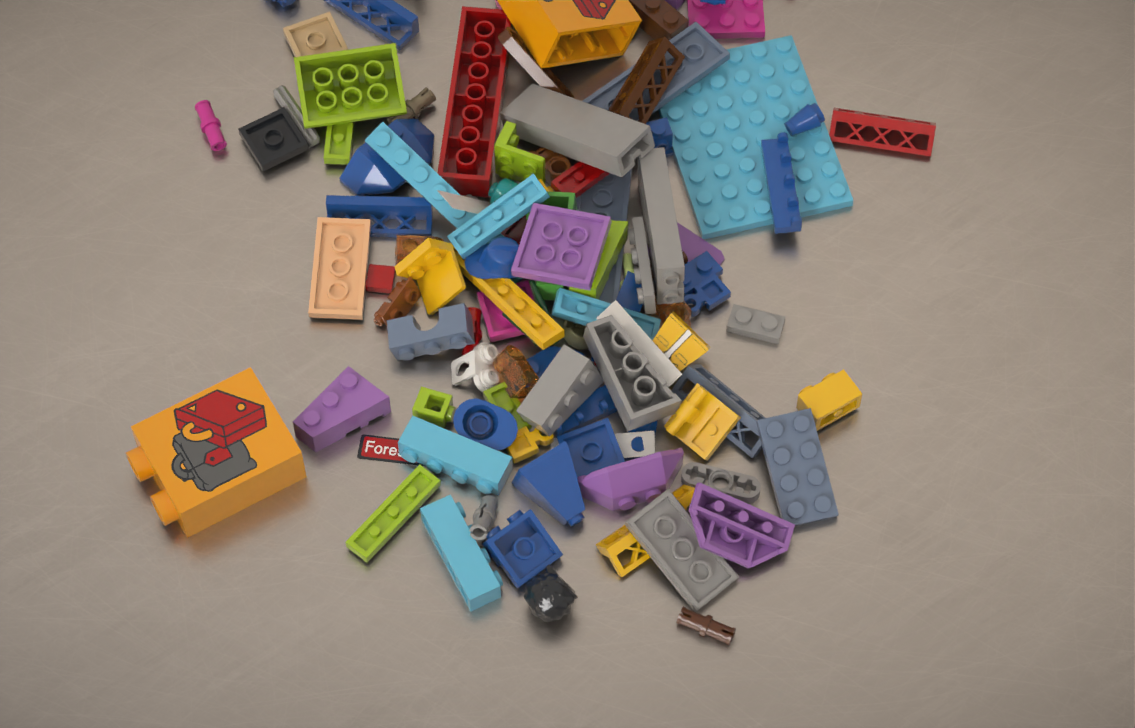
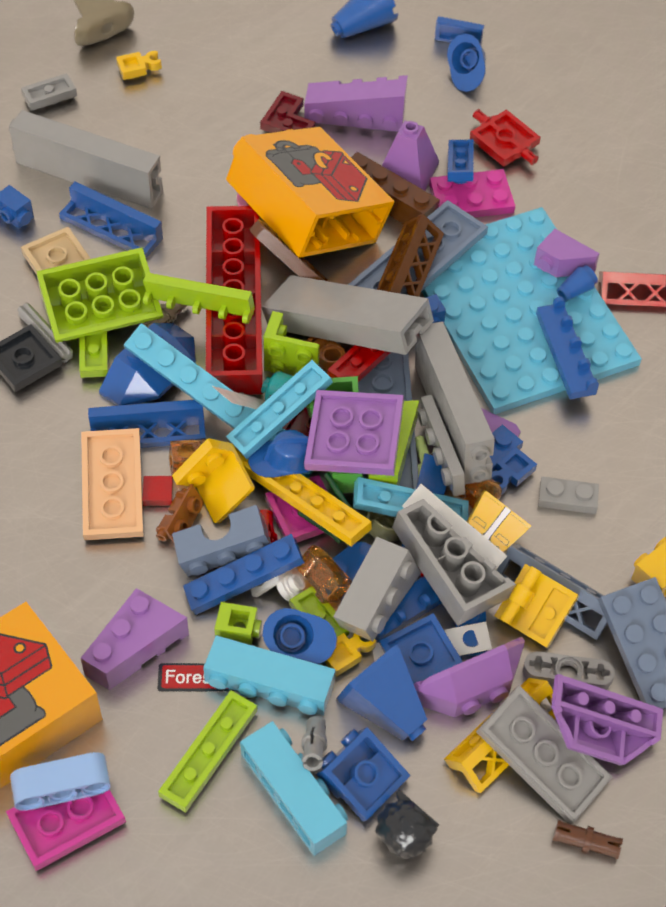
camera: 10 degrees left, 5 degrees down
(263, 523) = (60, 781): none -> light blue beam
(265, 553) = (64, 827): none -> dark pink plate
(440, 98) = (199, 296): none -> lime hinge
(445, 364) = (243, 574): none -> blue plate
(796, 89) = (562, 255): none -> medium lavender slope

